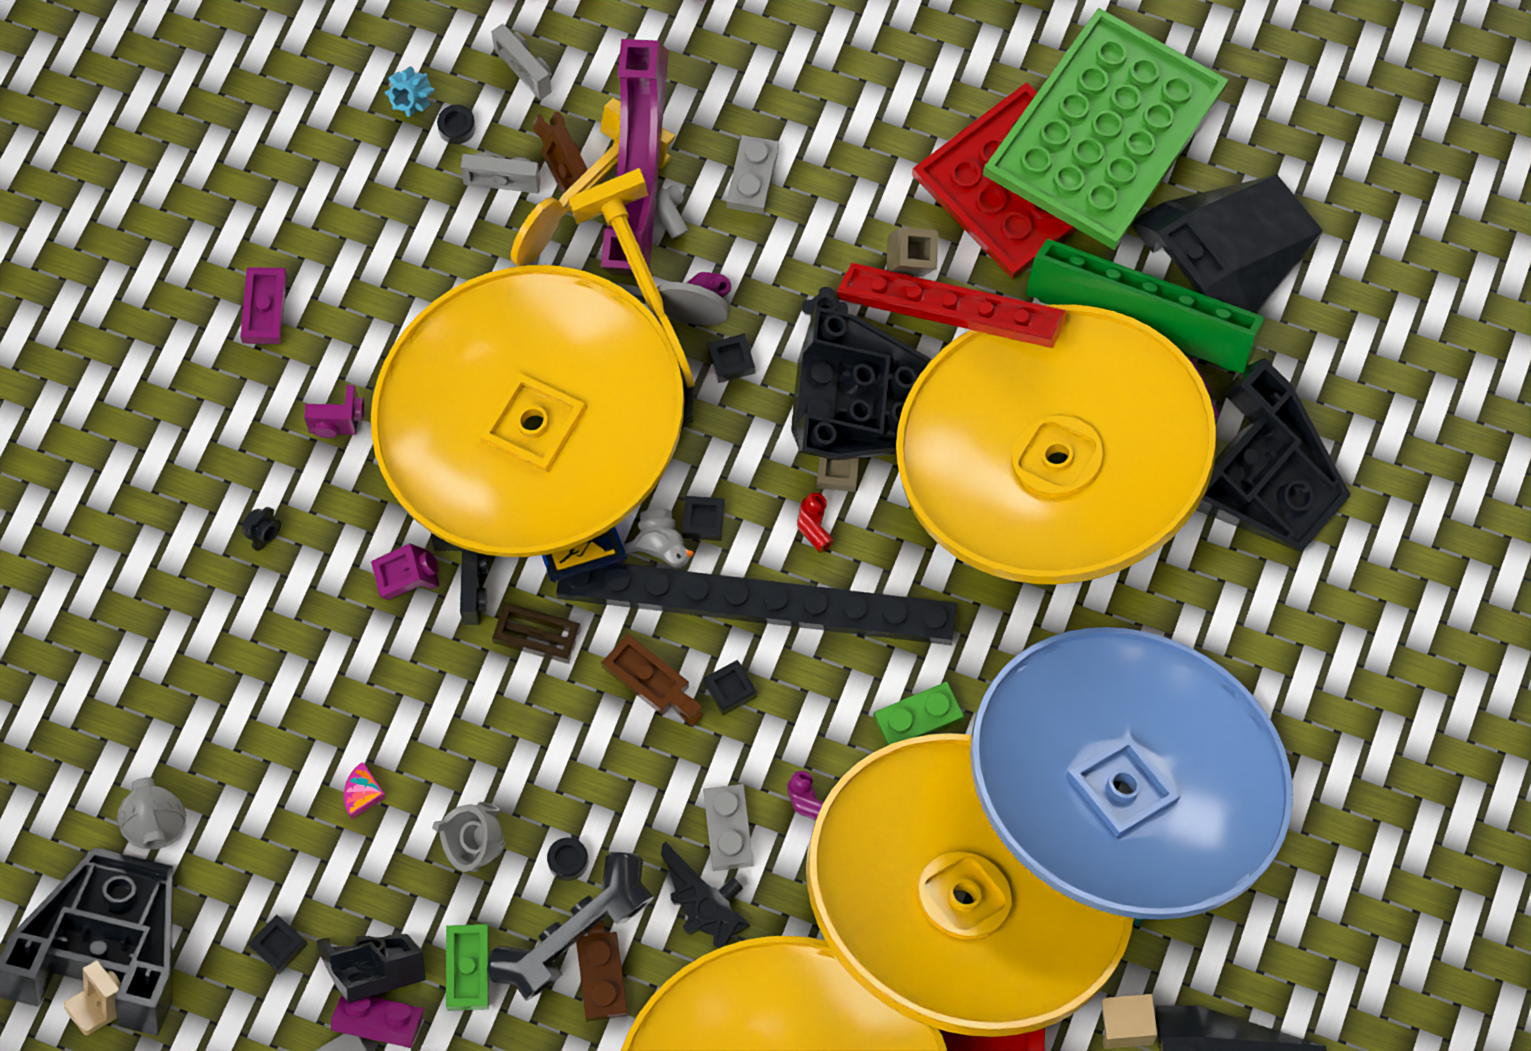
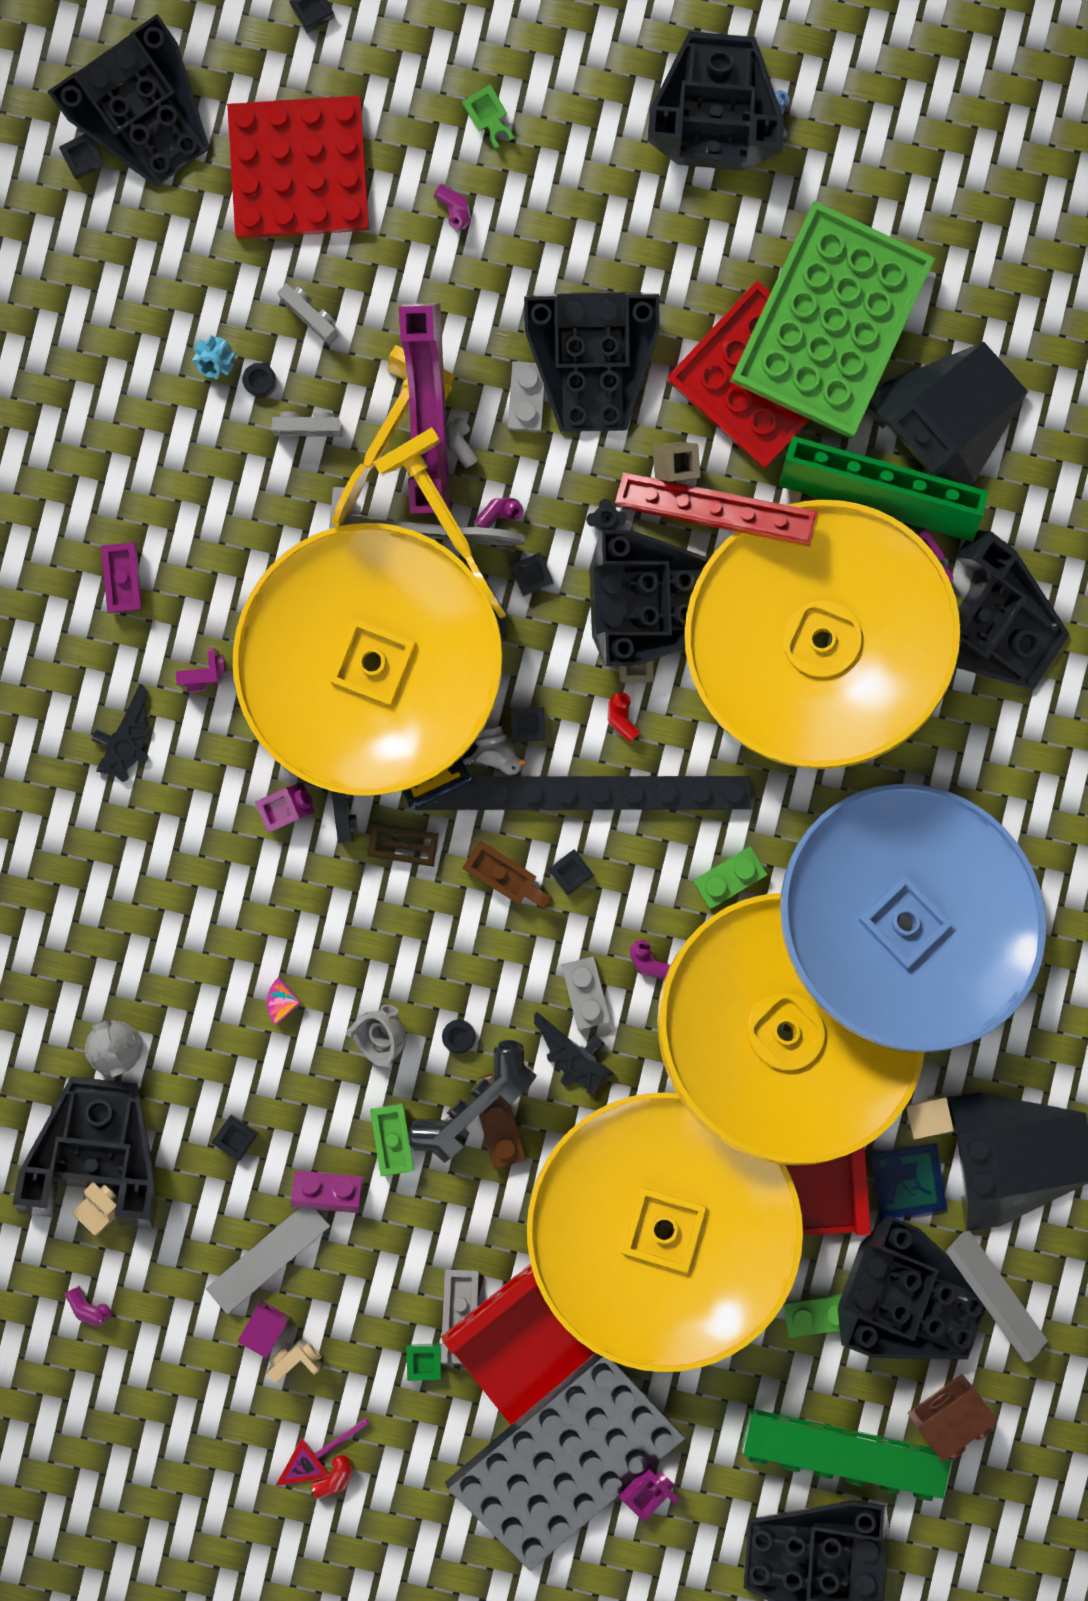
camera: 10 degrees left, 20 degrees up
(233, 485) = (126, 744): none -> black piece
(261, 527) = (156, 783): black plate -> none
(373, 965) = (314, 1147): black slope -> none
(560, 151) = (357, 401): reddish brown plate -> none
(831, 136) = (592, 353): none -> black wedge

